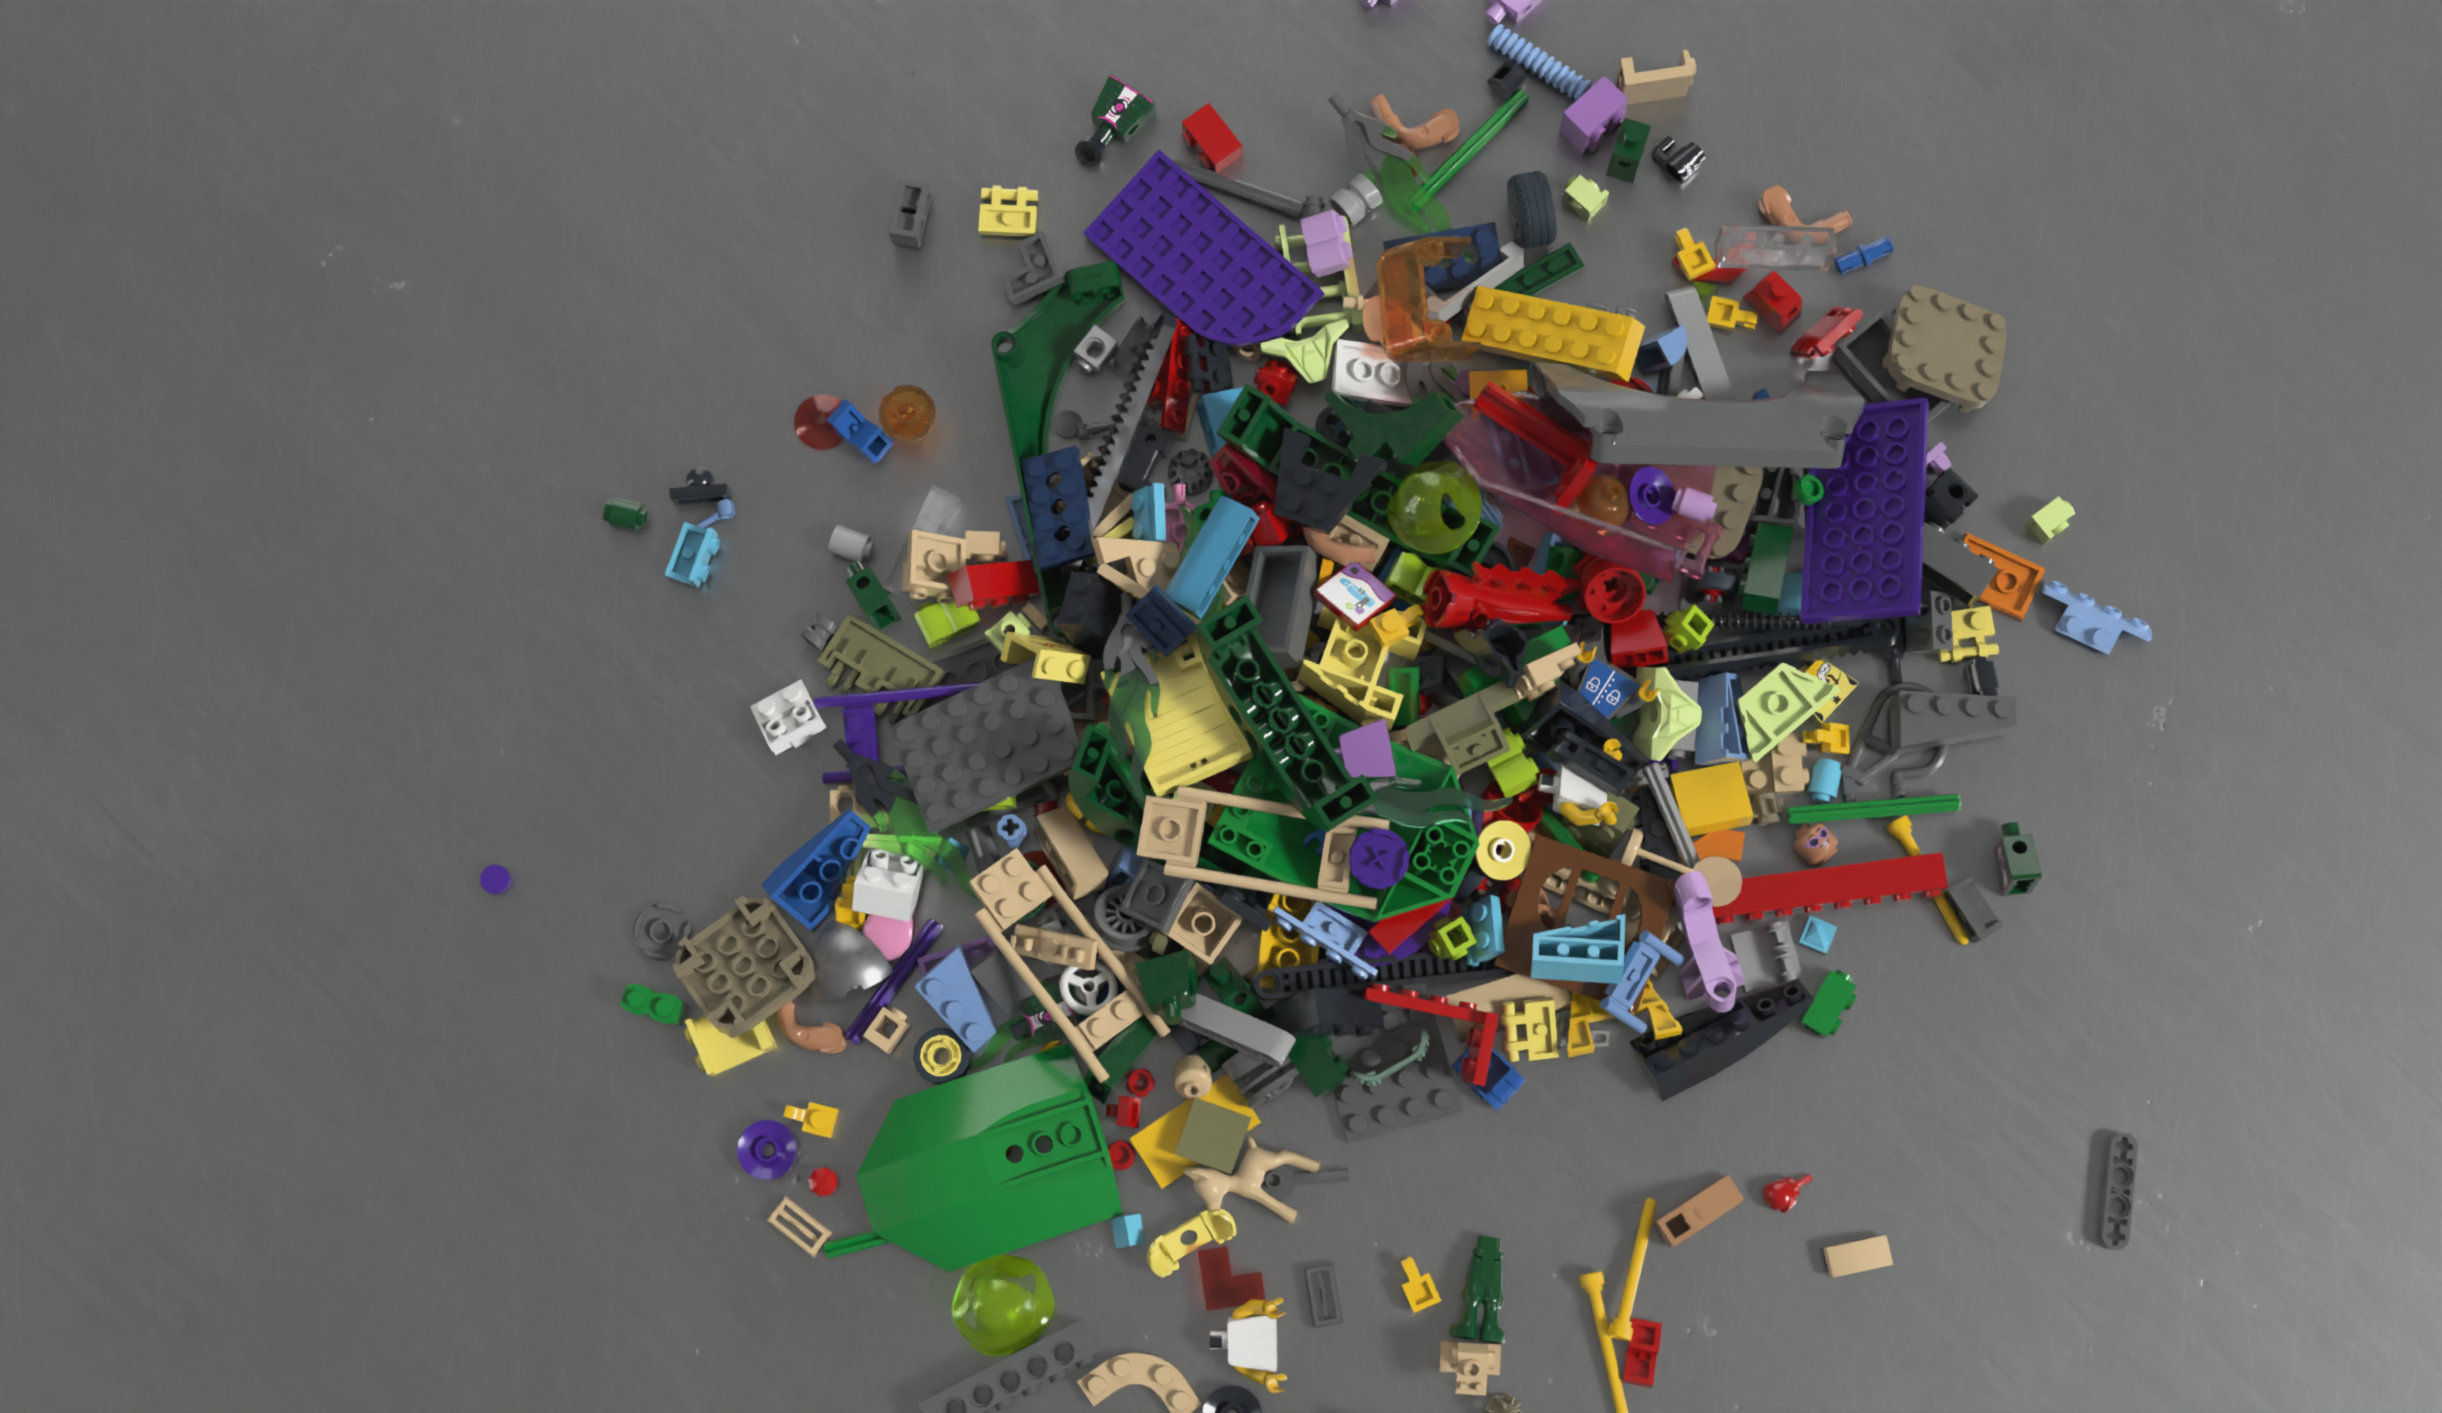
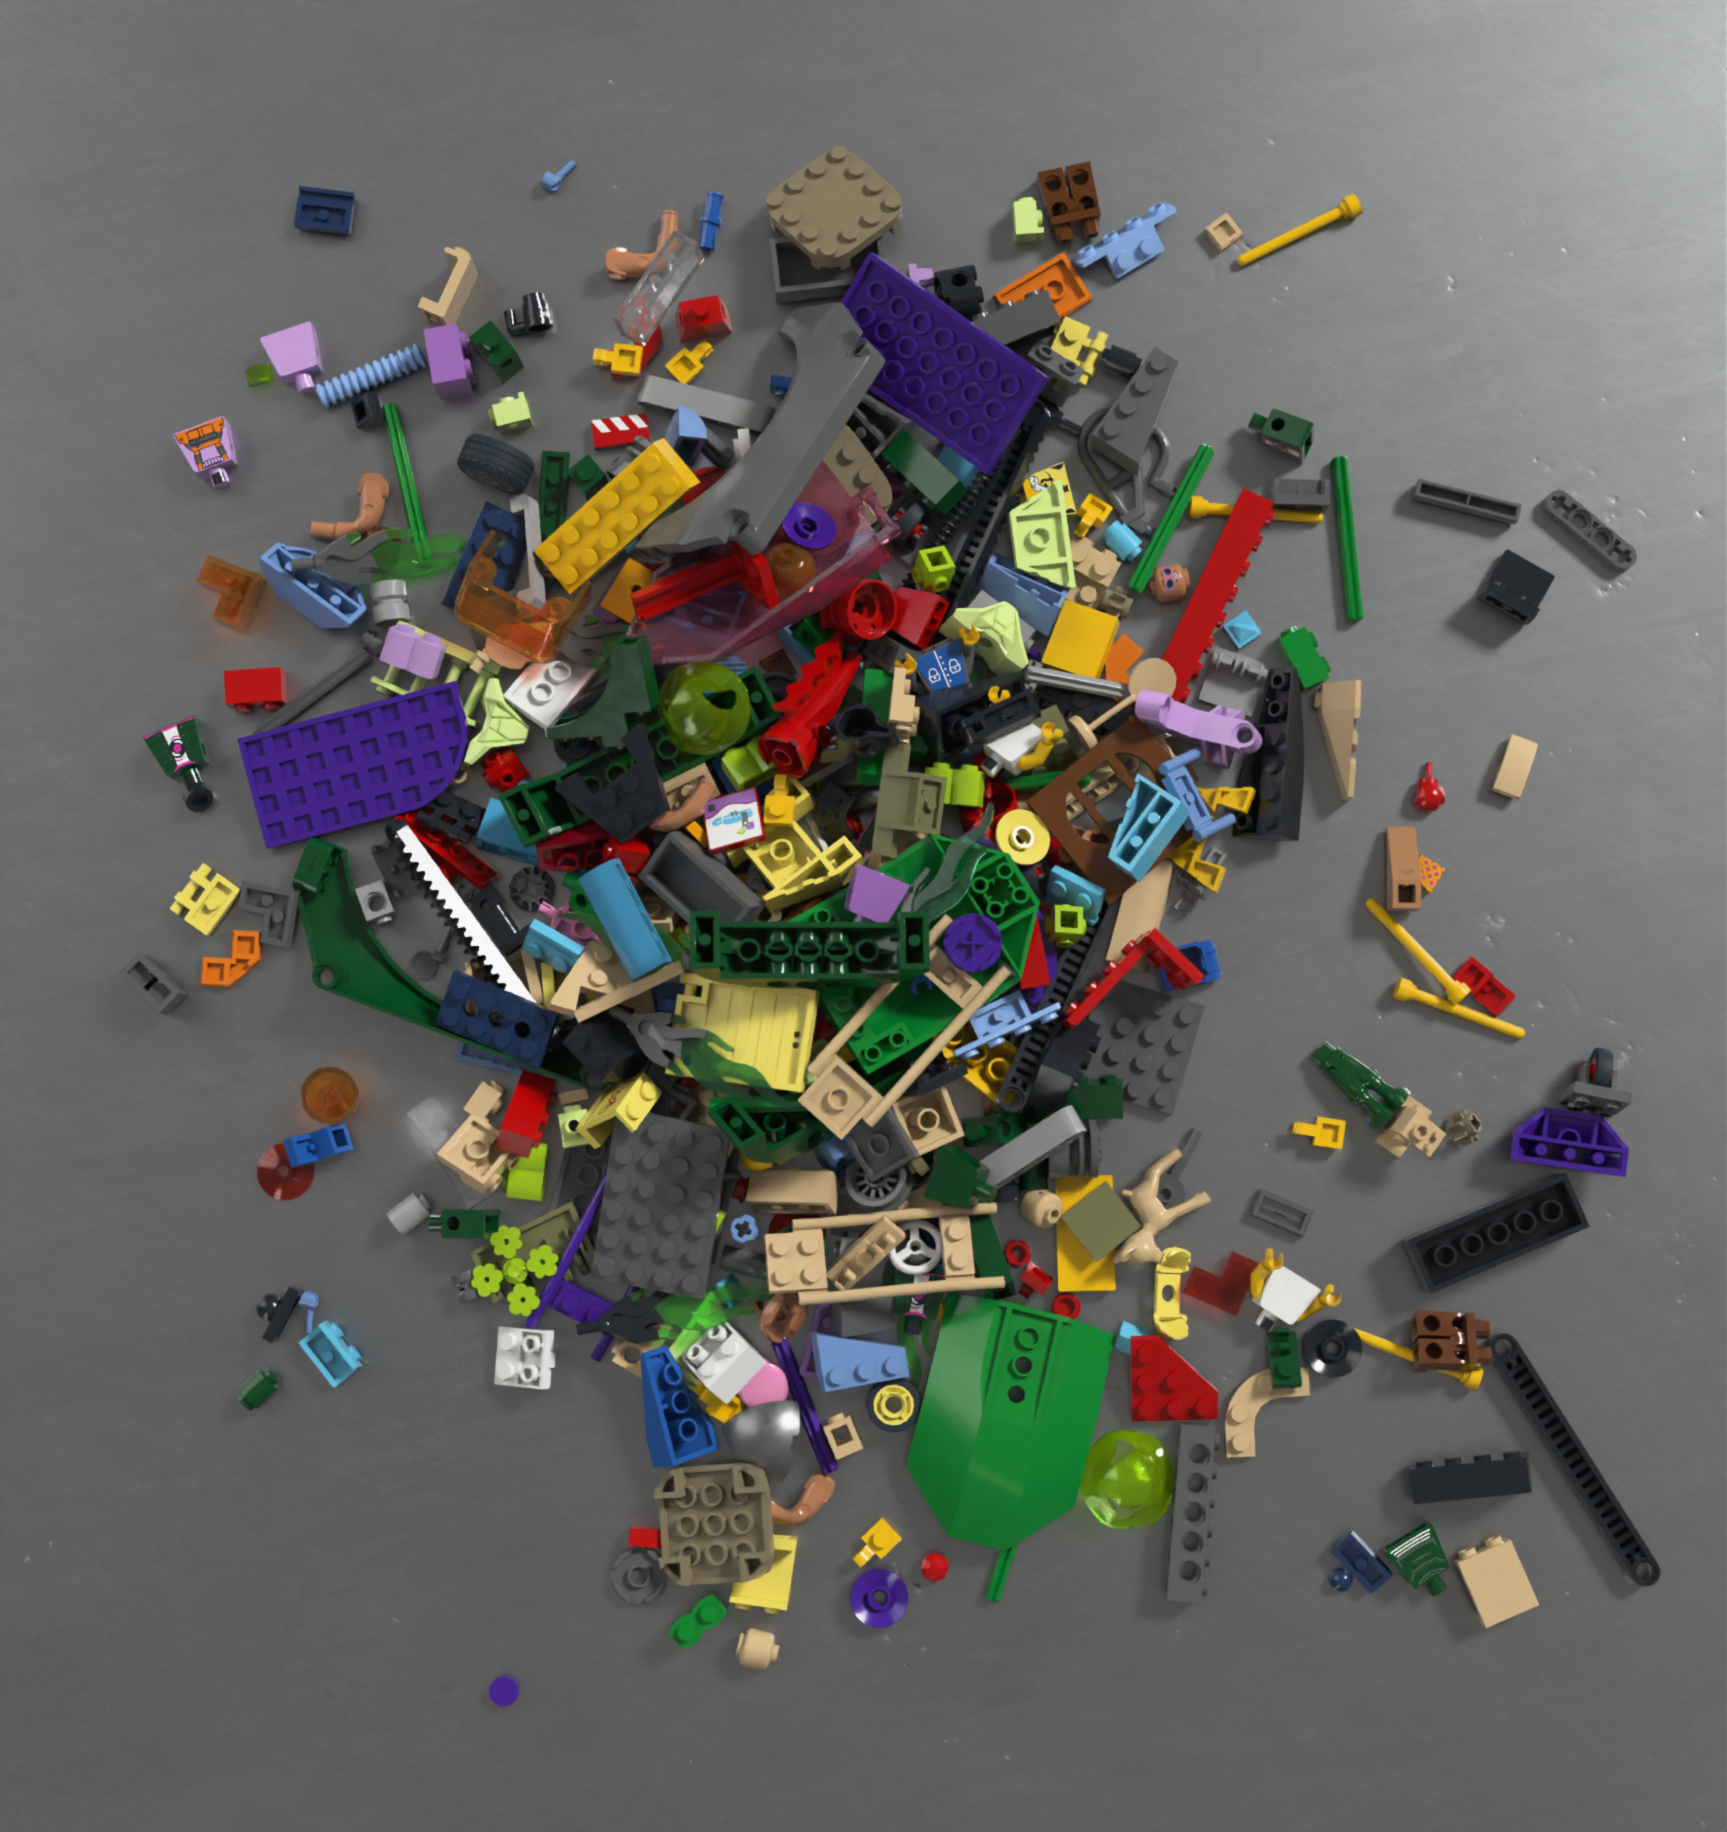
camera: 65 degrees left, 5 degrees up
(659, 1071) = (757, 1649): none -> tan head
(696, 914) = (645, 1537): none -> red piece
(819, 1242) = (961, 1620): tan tile -> none
(855, 660) = (515, 1270): none -> lime plant
(956, 910) = (781, 1316): none -> nougat tile
(980, 274) = (245, 954): none -> orange tile
(1107, 1287) = (1166, 1384): none -> red plate
(1161, 621) = (656, 994): dark blue plate -> none
(1194, 1377) = (1284, 1359): none -> dark green plate
(1283, 73) = (239, 592): none -> clear orange brick
(1321, 132) = (312, 593): none -> medium blue wedge
(1405, 682) = (831, 828): green tile -> none
(1419, 1053) = (1135, 1061): sand green piece -> none
(1539, 1029) = (1180, 901): light yellow plate -> none
(1573, 289) = (587, 477): none -> dark green brick
(1631, 294) = (619, 431): none -> red tile
(1694, 505) = (838, 496): lavender brick -> none
(1705, 290) = (655, 368): clear neon green piece -> none
(1711, 1237) = (1430, 873): none -> light orange tile
(1796, 1067) = (1338, 712): none -> tan wedge
(1807, 105) = (552, 182): none -> medium blue hand
(1808, 489) = (882, 397): green tile -> none
(1826, 331) = (757, 294): plate -> none
(1962, 977) = (1347, 538): none -> green axle
(2022, 1156) = (1517, 587): none -> black bracket
(2068, 1062) = (1467, 501): none -> dark grey piece
(2086, 552) = (1072, 209): none -> reddish brown hips
(2160, 696) = (1223, 232): none -> tan tile
(2257, 790) = (1347, 208): none -> yellow piece

